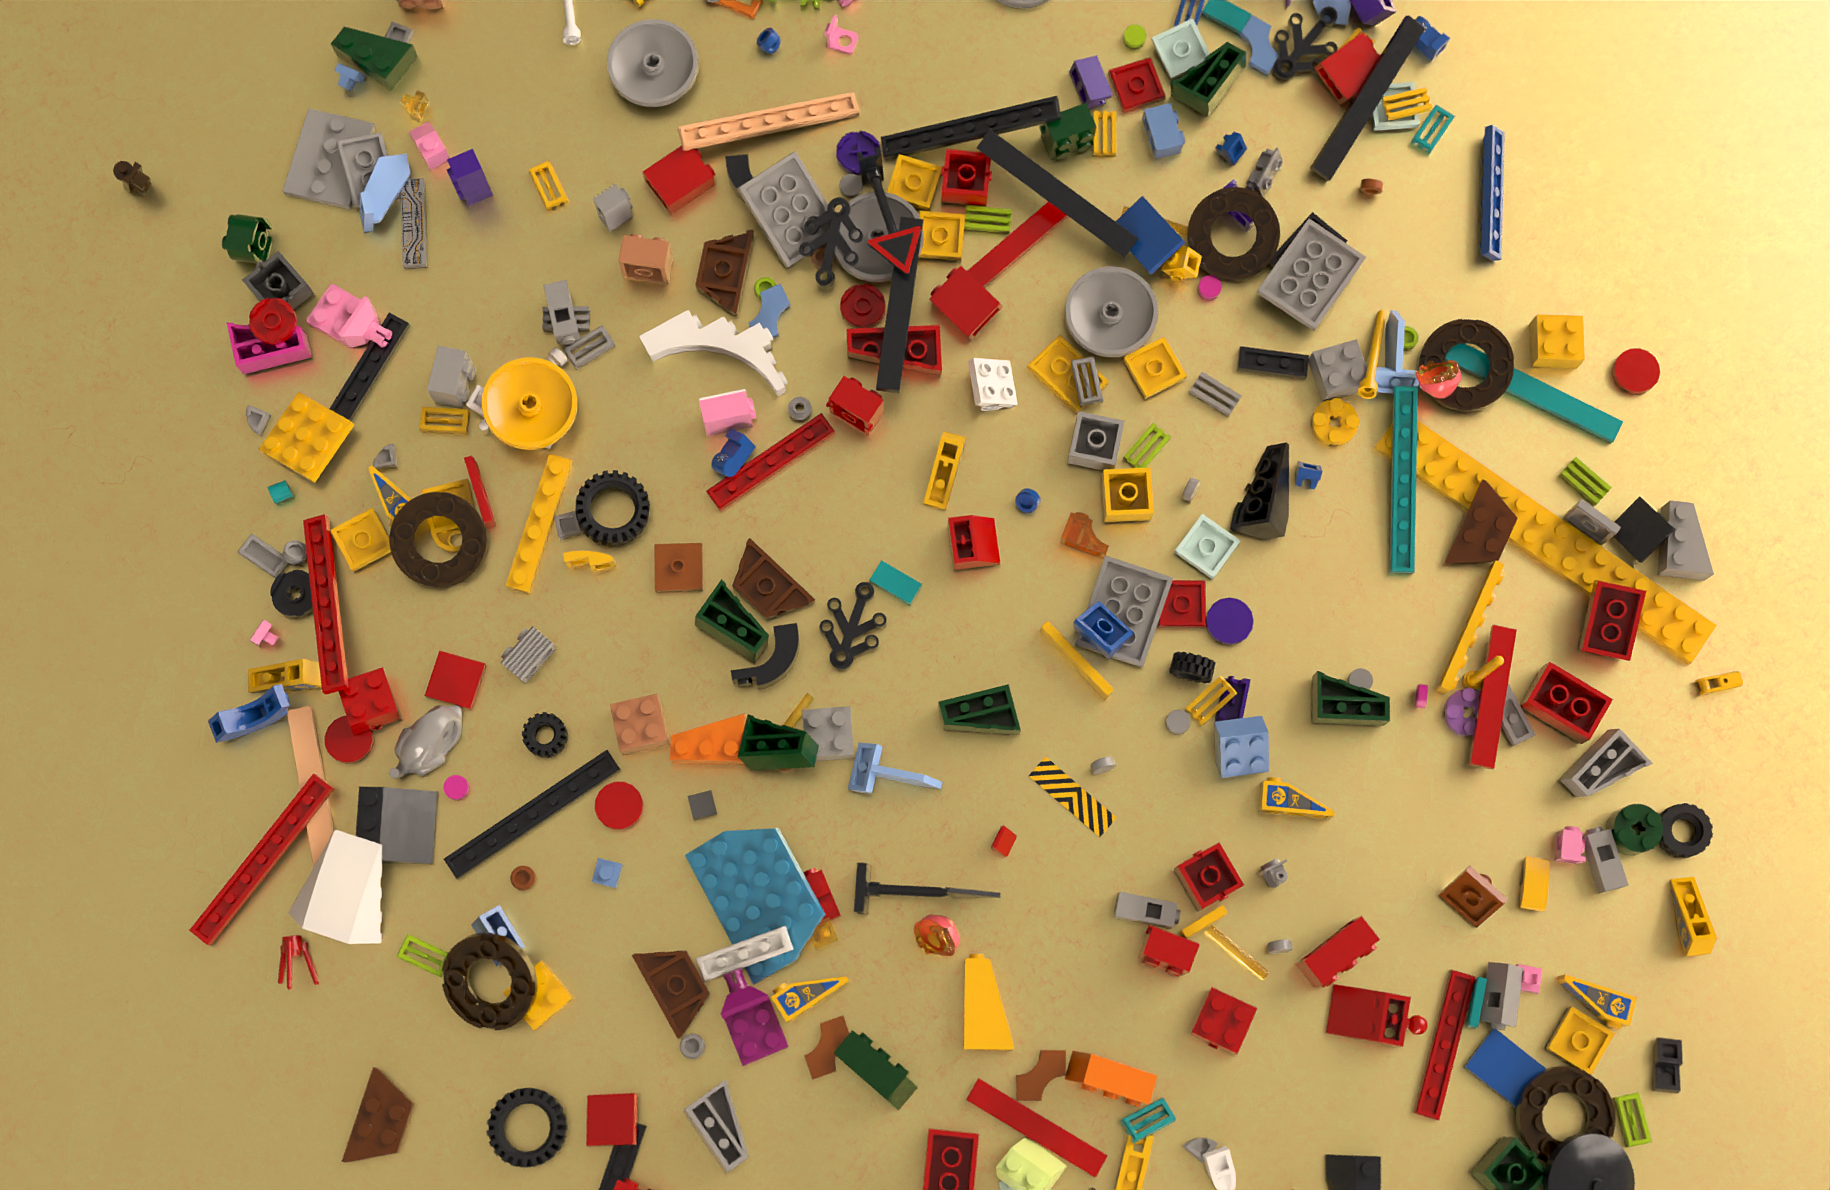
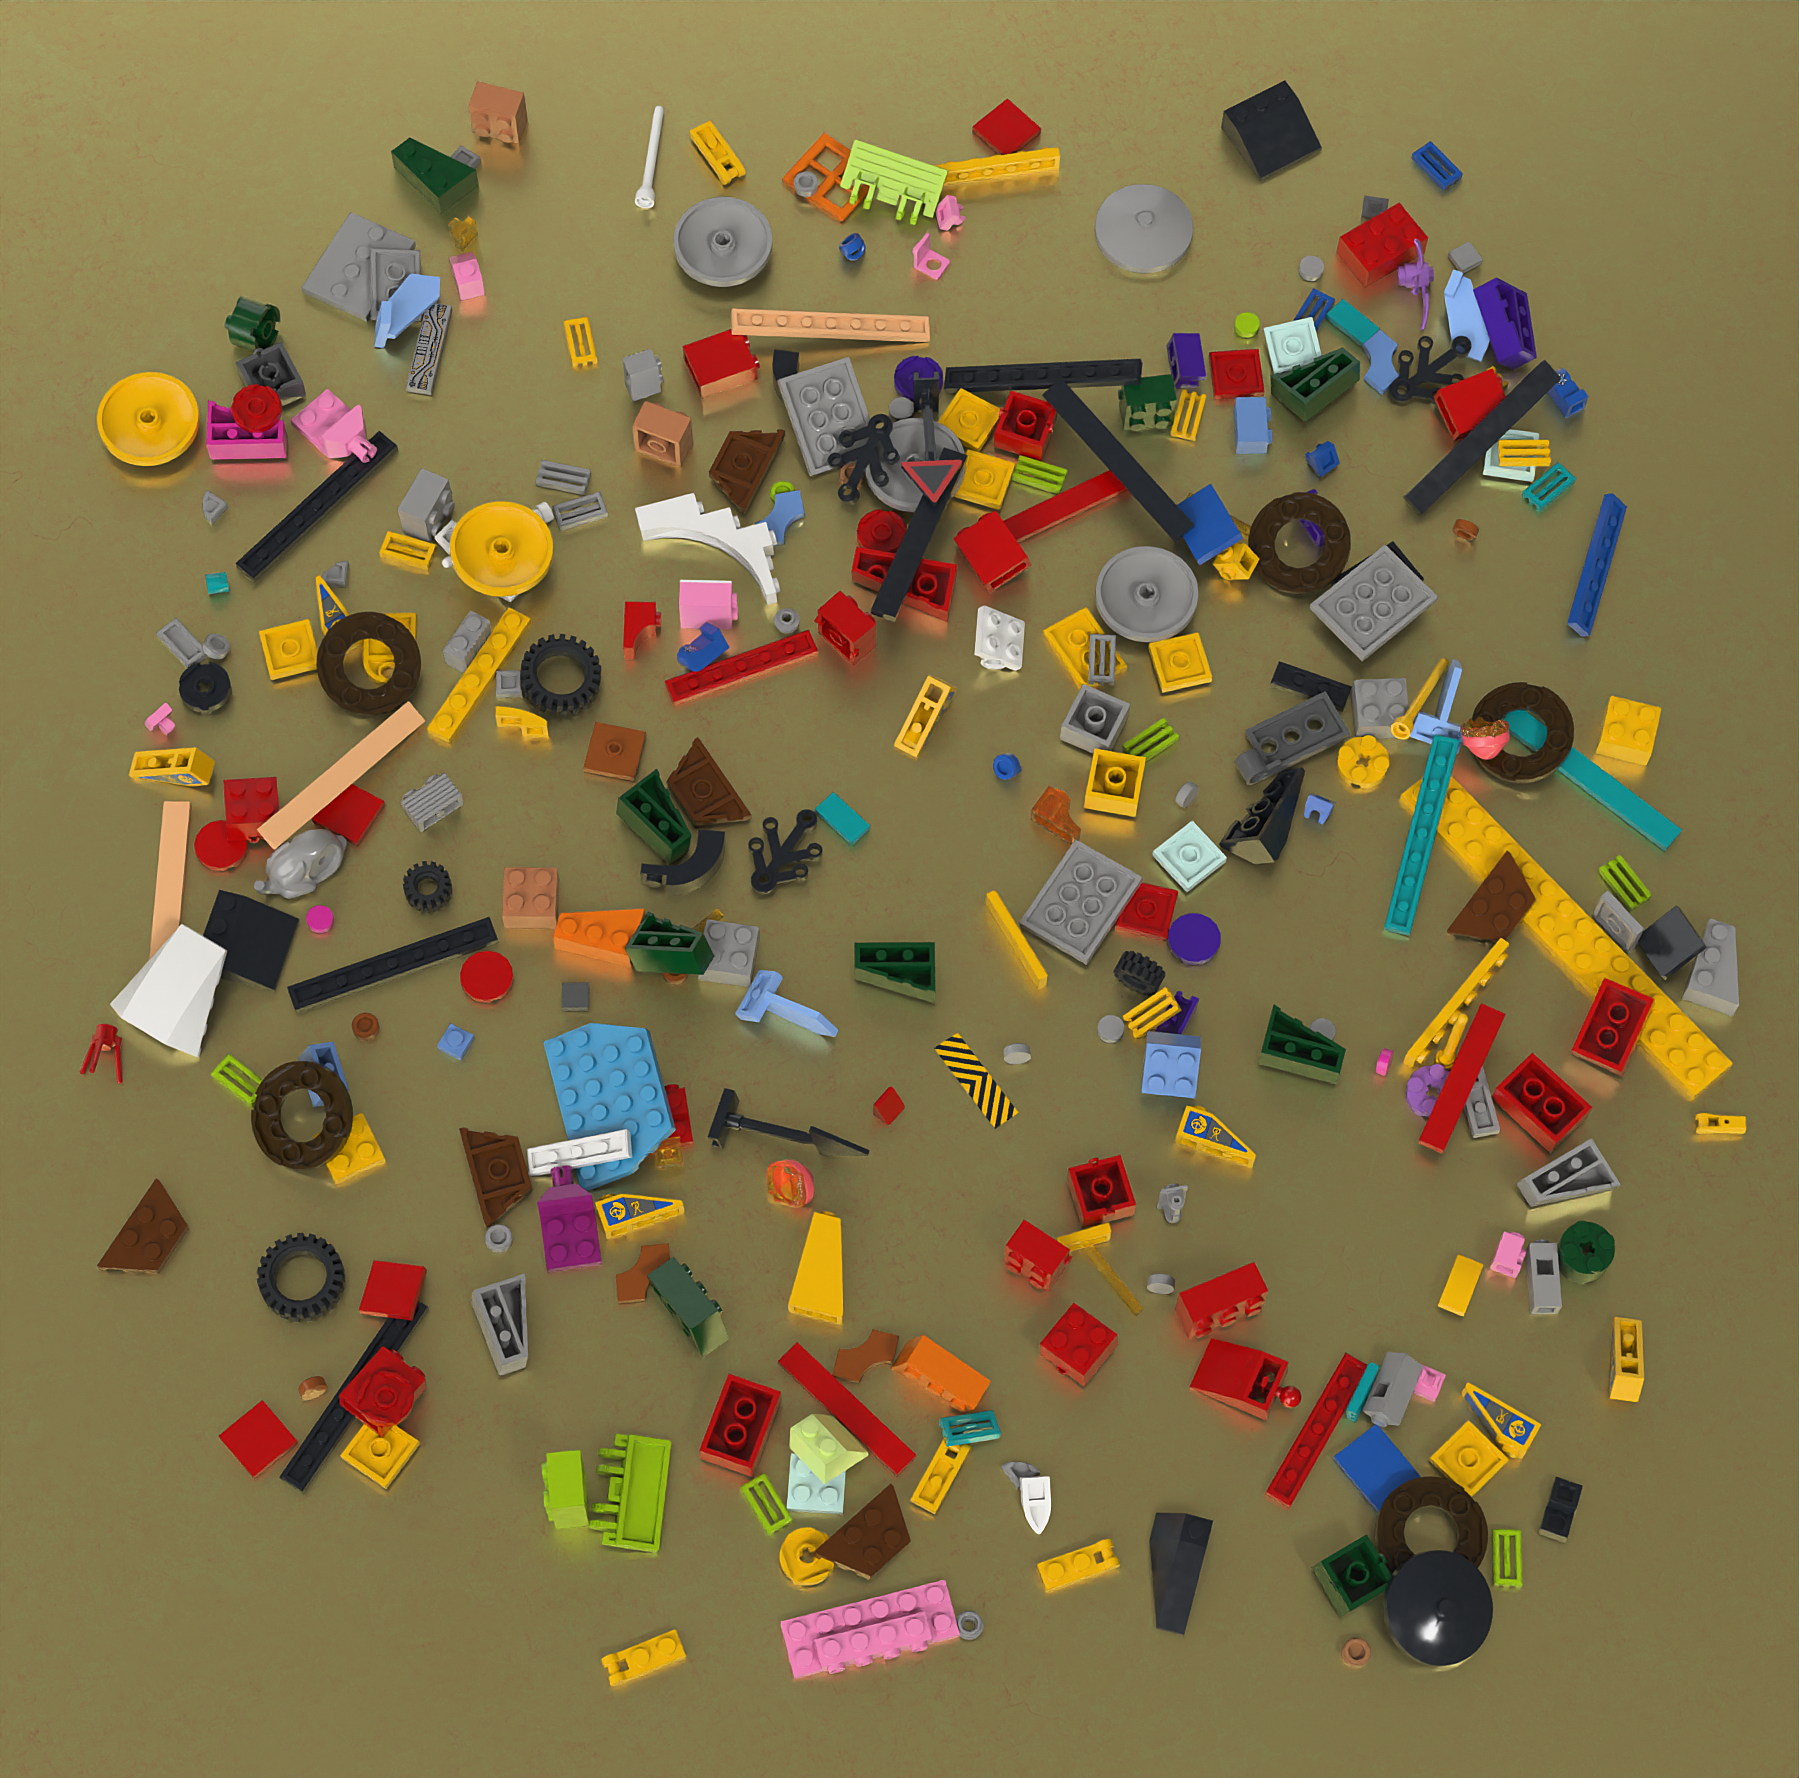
camera: 15 degrees right, 10 degrees down
(132, 177) = (150, 239): dark brown hips -> none
(176, 350) = (148, 419): none -> yellow dish
(250, 717) = (125, 799): blue arch -> none
(261, 859) = (97, 942): red plate -> none
(306, 437) = (259, 534): yellow plate -> none
(325, 604) = (234, 701): red plate -> none
(348, 76) = (401, 189): medium blue tile -> none
(440, 652) = (340, 775): none -> light nougat tile
(468, 177) = (498, 312): dark purple wedge -> none
(480, 492) = (425, 628): red tile -> none
(520, 496) = (467, 641): none -> light grey brick
(562, 312) = (560, 467): light grey brick -> none
(670, 442) = (639, 624): none -> red arch
(973, 542) = (936, 793): red slope -> none
(1102, 629) = (1051, 912): blue slope -> none
(1146, 910) = (1014, 1207): light grey brick -> none
(1209, 287) = (1261, 595): dark pink tile -> none
(1219, 386) = (1241, 693): light grey tile -> none
(1249, 446) = (1258, 765): none -> dark grey hinge
(1262, 180) = (1359, 484): light grey hinge -> none
(1410, 338) = (1465, 694): lime tile -> none
(1473, 896) = (1386, 1278): dark orange tile -> none
(1636, 371) = (1710, 782): red tile -> none
(1702, 827) = (1635, 1288): black tyre -> none

